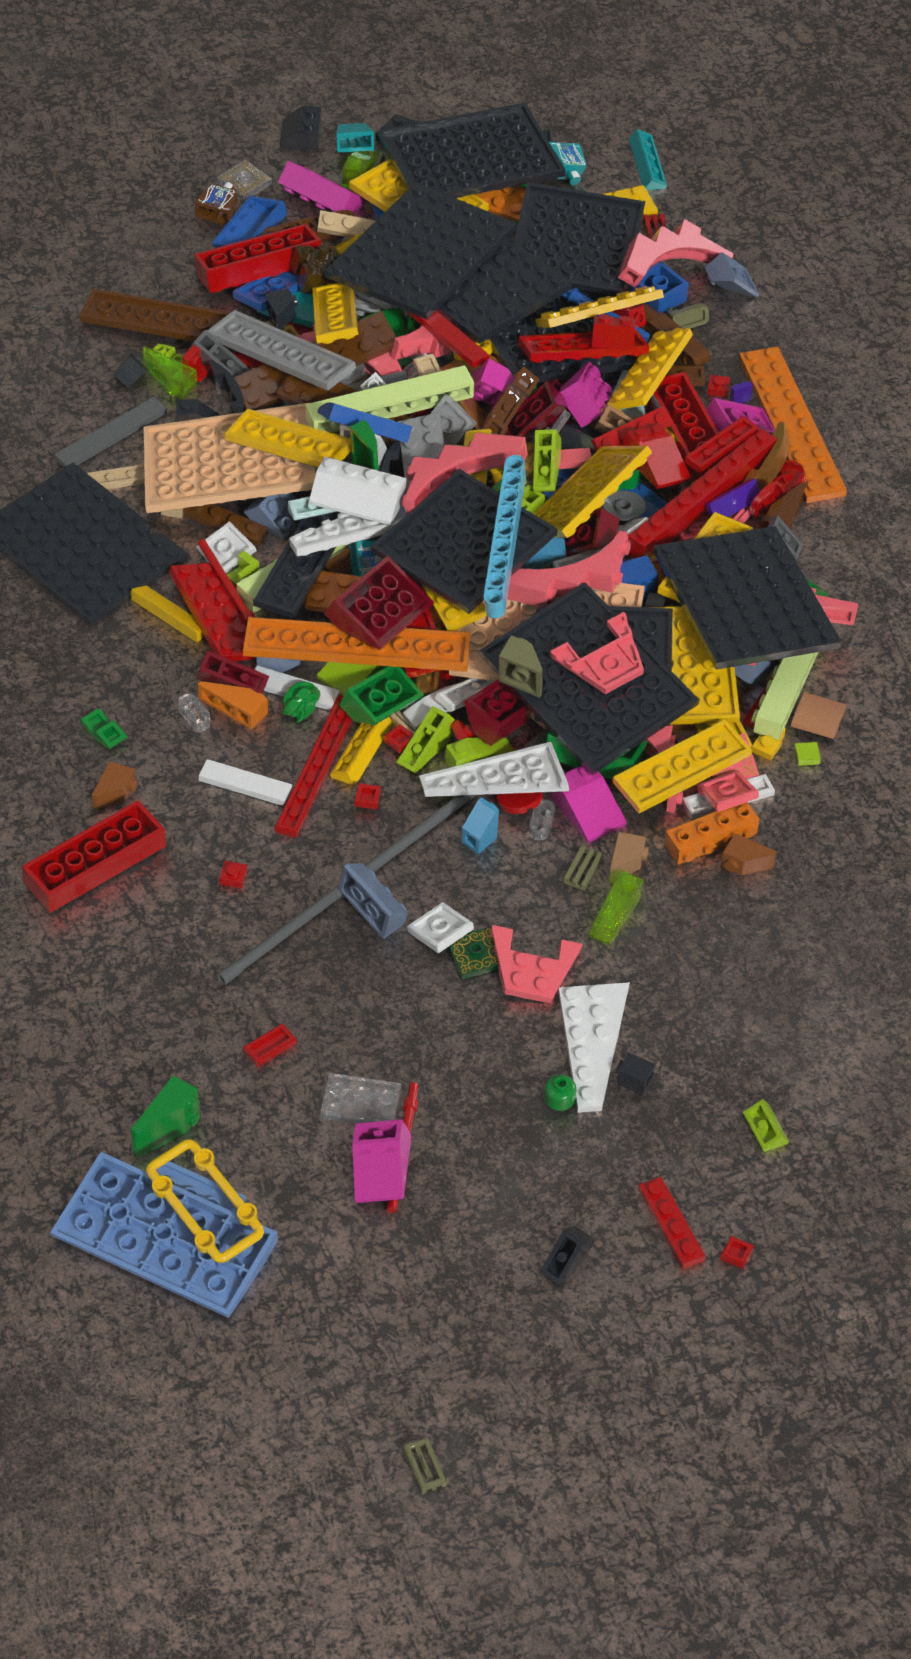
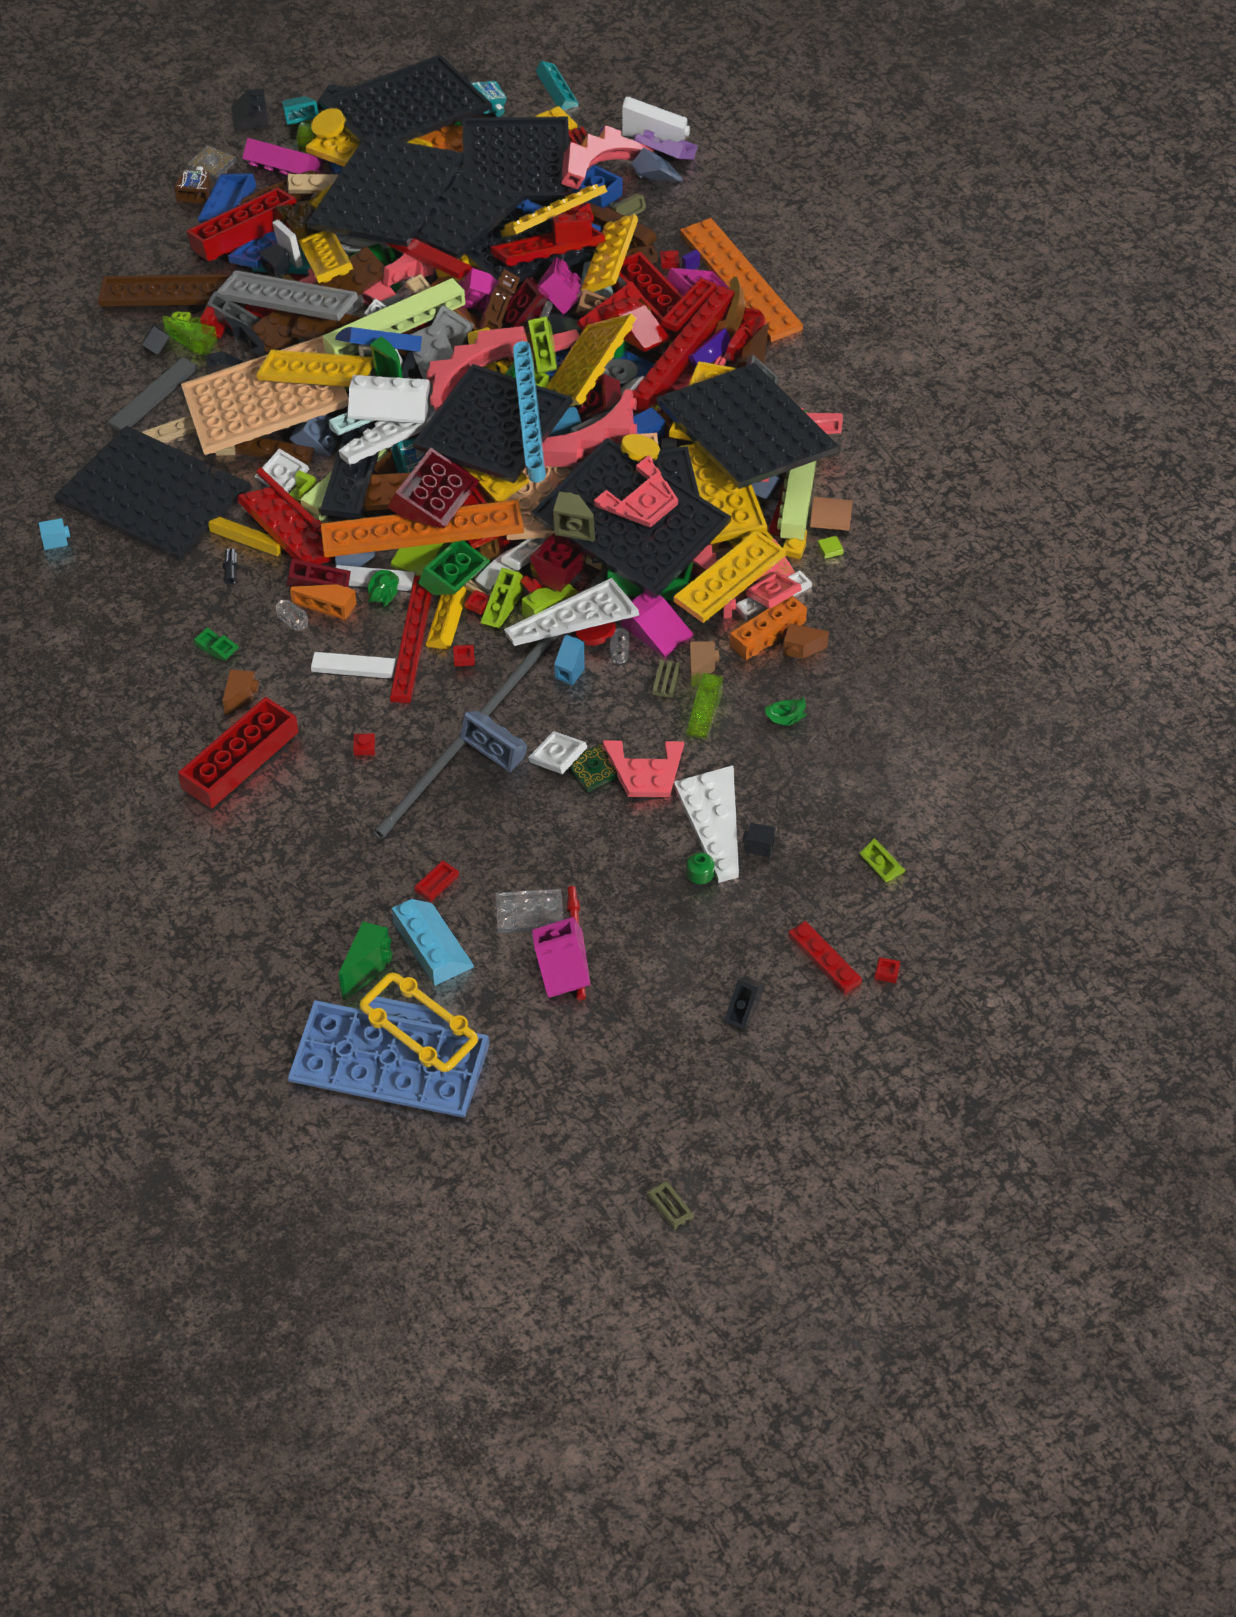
camera: 10 degrees left, 0 degrees up
(142, 644) = (230, 566): none -> black axle
(245, 1110) = (430, 940): none -> medium azure slope
(299, 288) = (288, 241): none -> white tile
(380, 160) = (328, 123): none -> yellow tile
(617, 600) = (639, 447): none -> yellow tile
(705, 933) = (786, 711): none -> green hat
(741, 224) = (642, 116): none -> white slope
(761, 261) = (679, 149): none -> medium lavender piece

